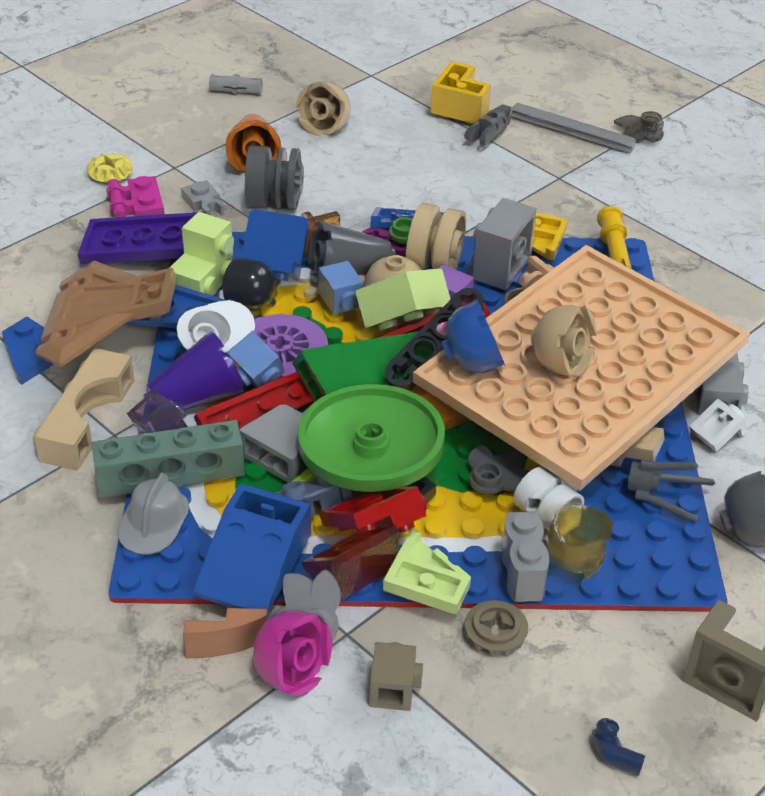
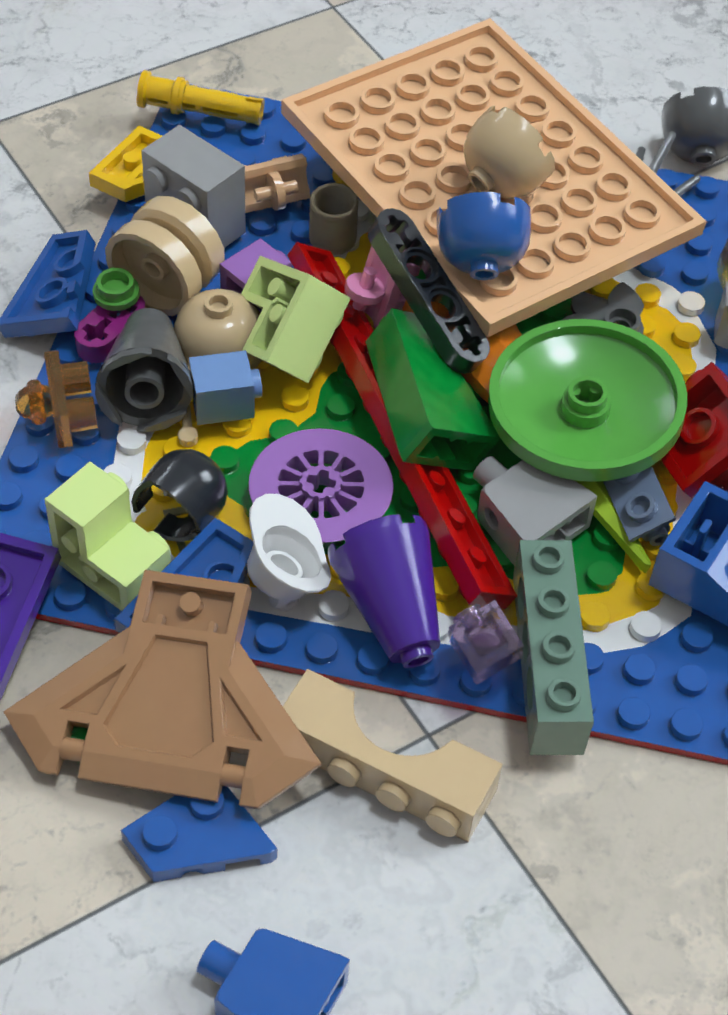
camera: 80 degrees left, 10 degrees up
(153, 516) = (641, 688): light grey piece -> none
(256, 361) = (383, 496): medium blue brick -> none
(276, 241) = (90, 429): blue bracket -> none
(544, 494) = (681, 277): white wheel -> none

